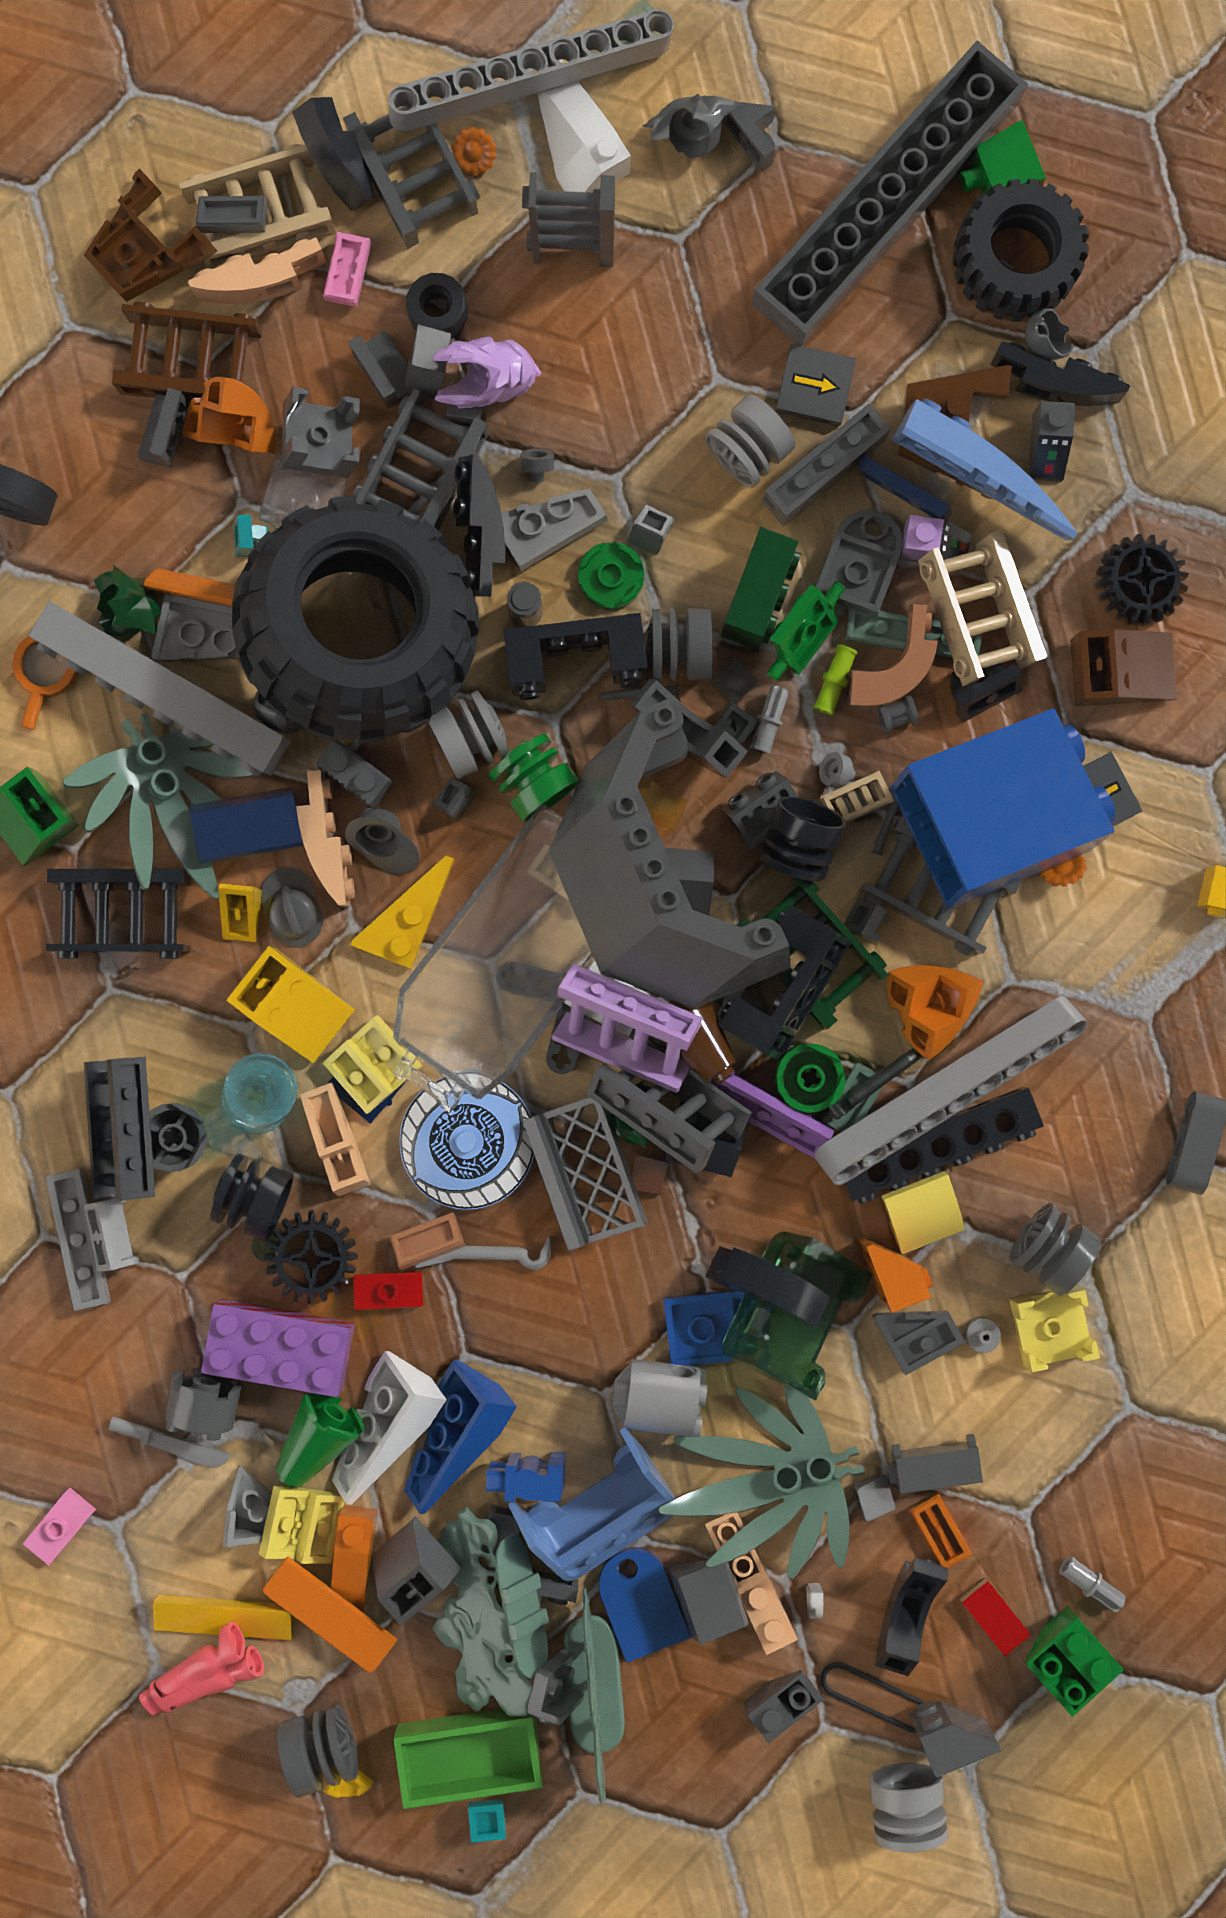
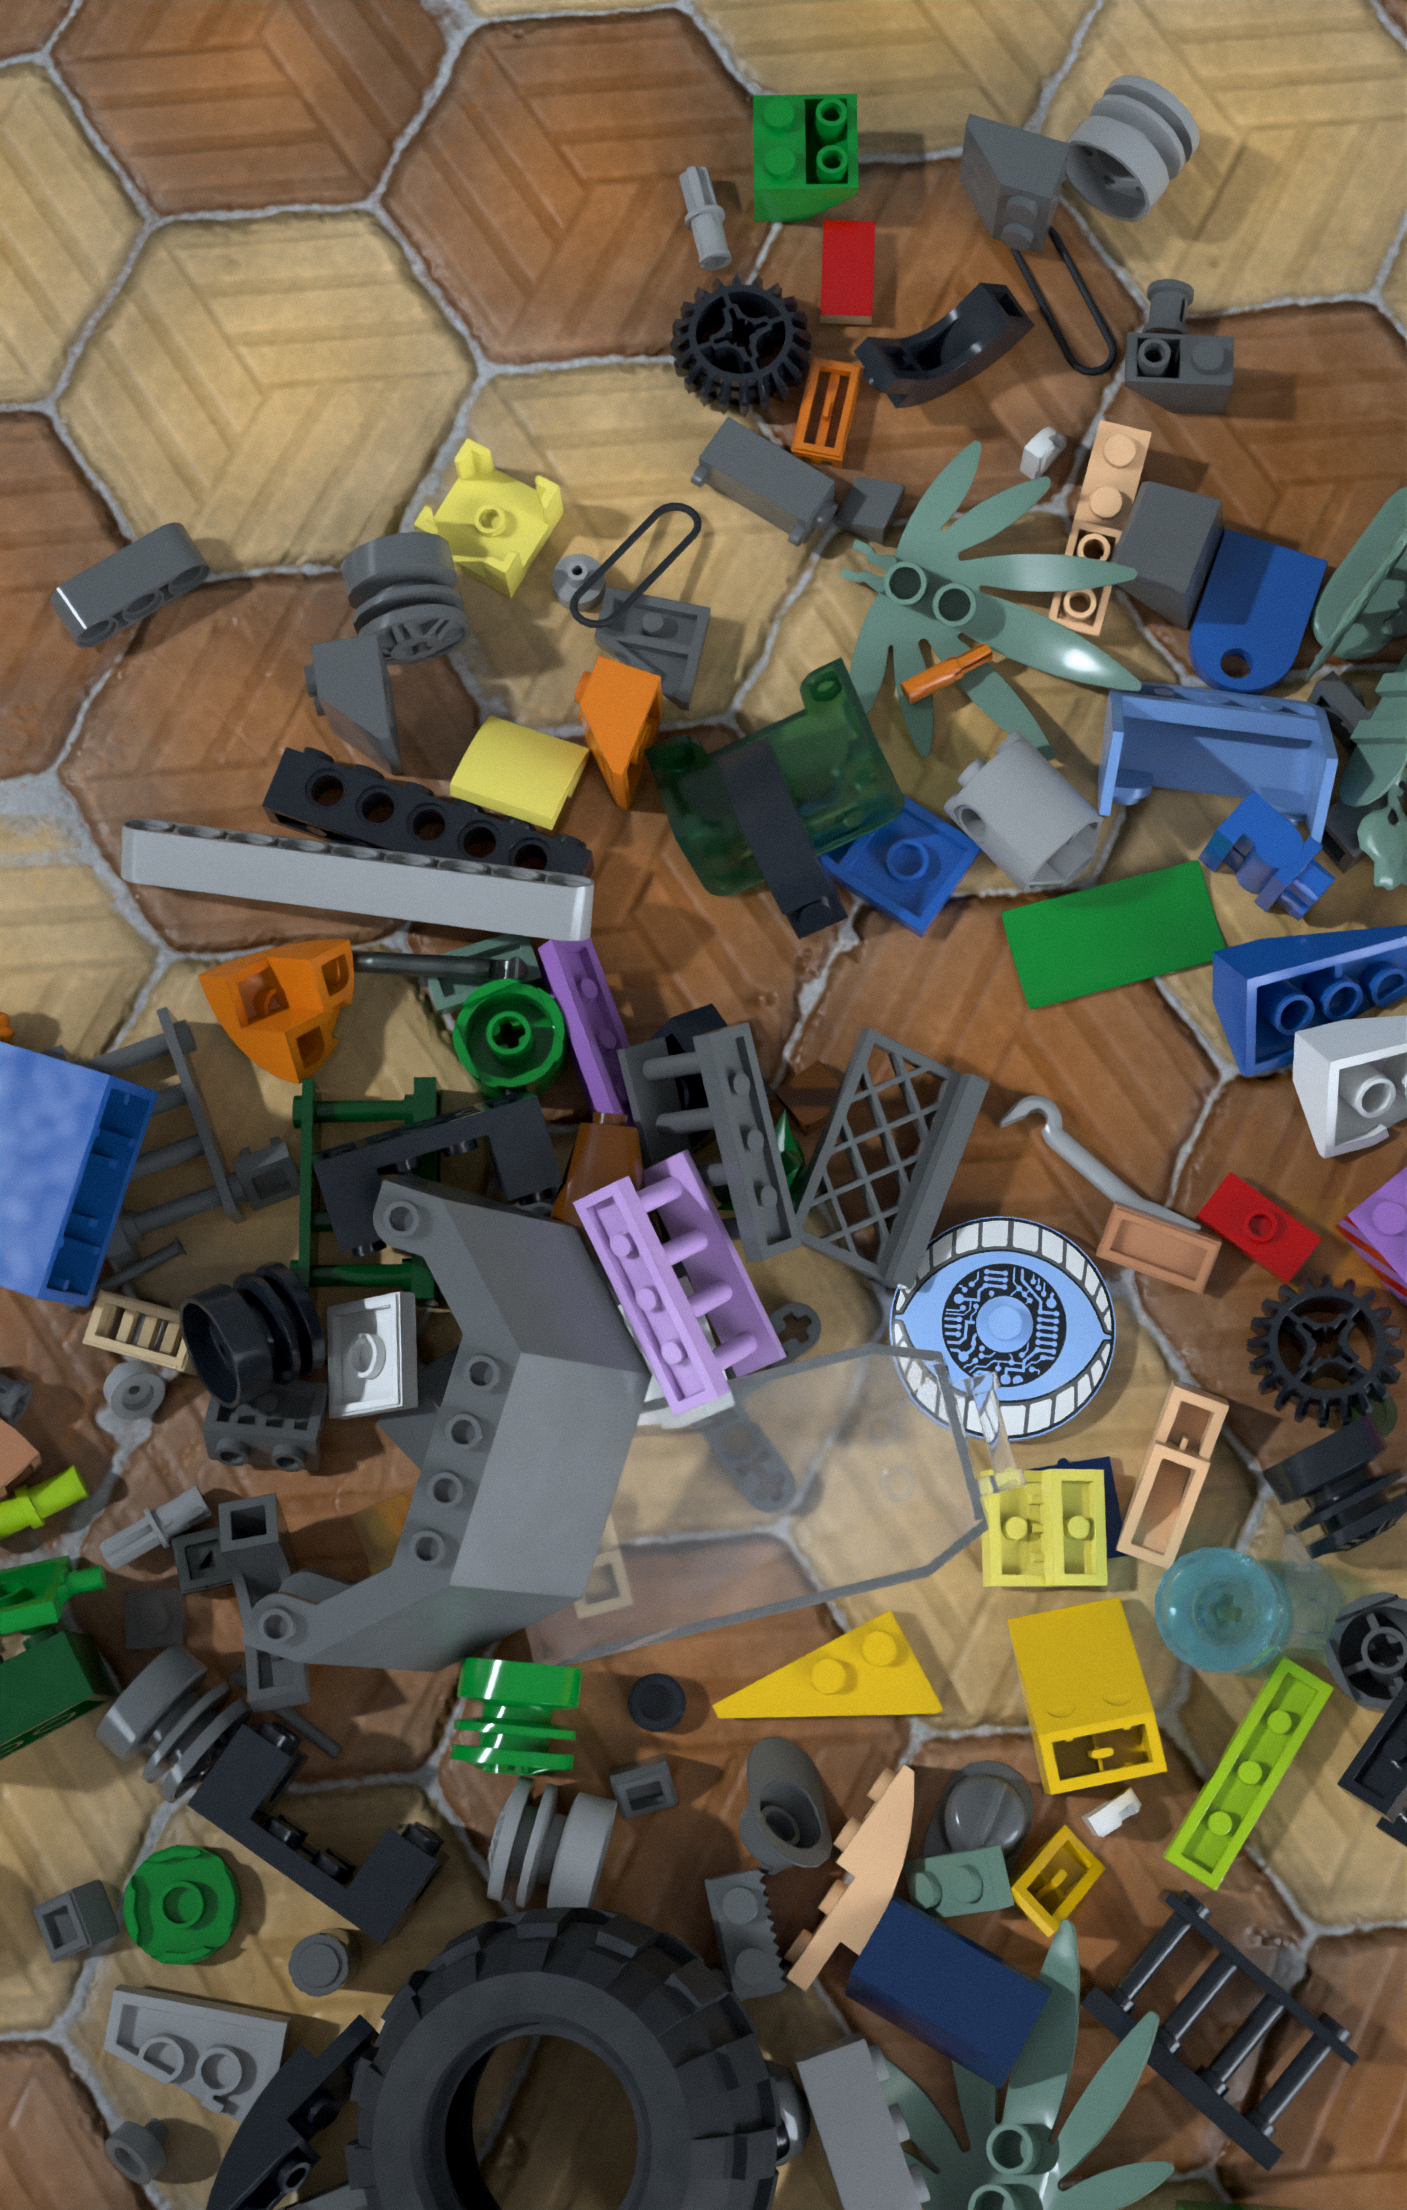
camera: 130 degrees left, 10 degrees down
(193, 1034) = (1248, 1772): none -> lime plate
(239, 959) = (1112, 1812): none -> white tile
(279, 874) = (959, 1882): none -> sand green plate
(479, 839) = (657, 1702): none -> black tile
(573, 1378) = (1112, 934): none -> green sticker
(740, 877) = (372, 1356): none -> white plate
(763, 1440) = (944, 673): none -> orange piece
(815, 1732) = (1168, 306): none -> dark grey bush
(975, 1366) = (649, 580): none -> black piece
(1032, 1179) = (356, 696): none -> dark grey slope
(1037, 1544) = (757, 320): none -> black gear

